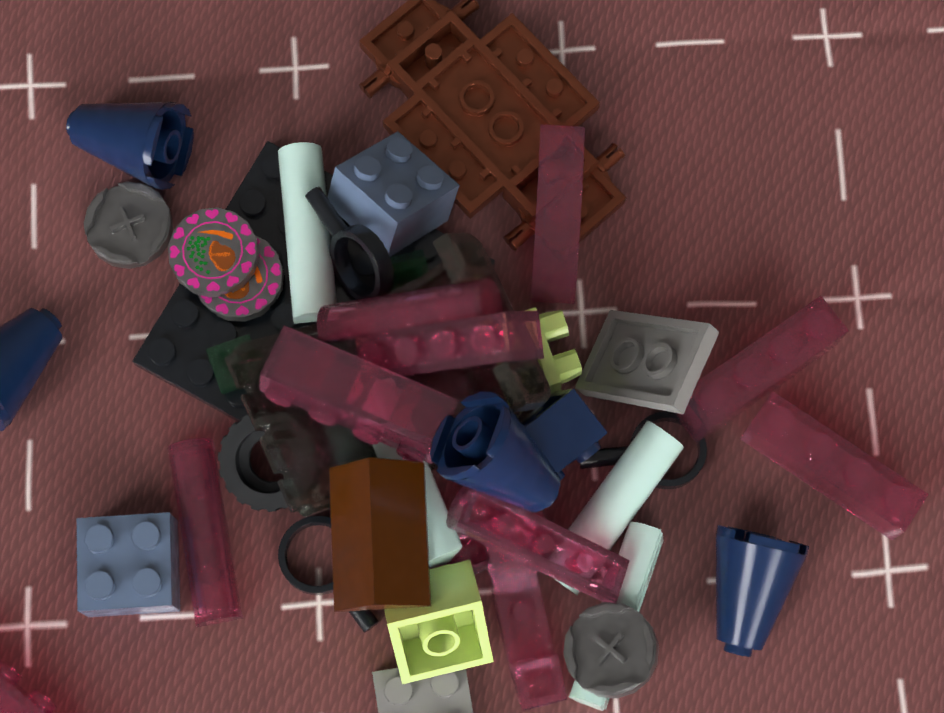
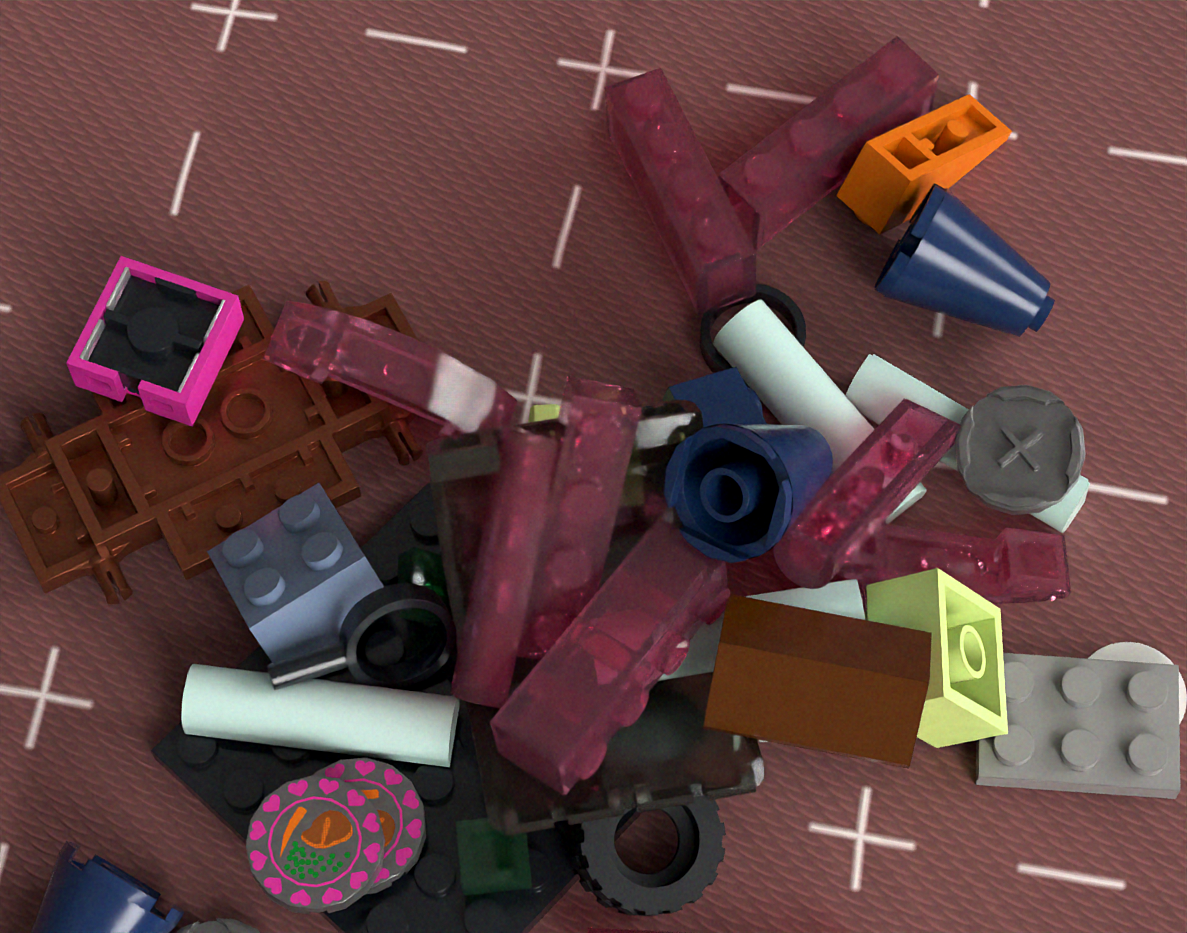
camera: 75 degrees left, 10 degrees down
(364, 618) = (844, 795): black piece -> none
(530, 53) = (156, 340): none -> piece
(647, 360) = (638, 304): light grey plate -> none
(840, 539) = (906, 161): none -> orange slope

